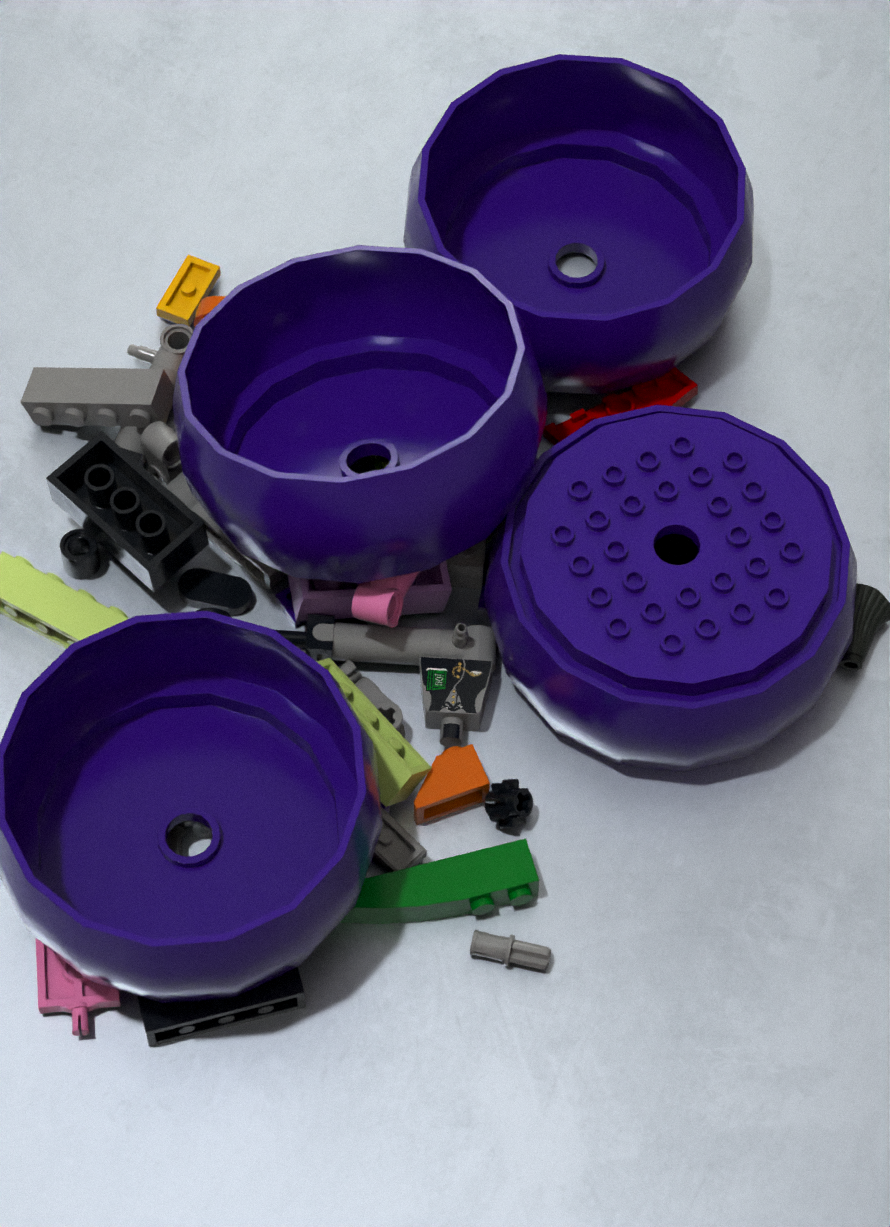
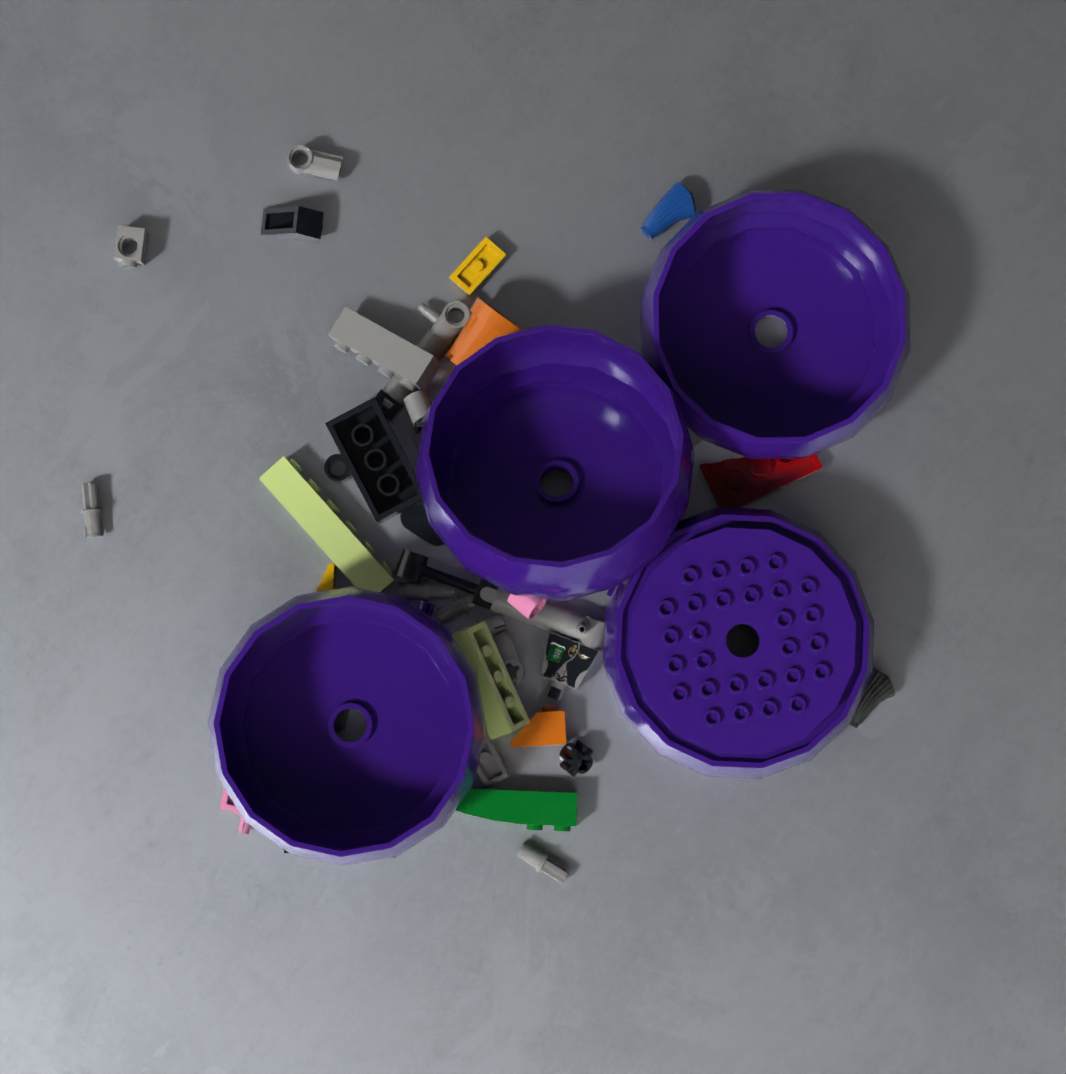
camera: 20 degrees right, 25 degrees up
(395, 182) = (673, 207): none -> blue piece

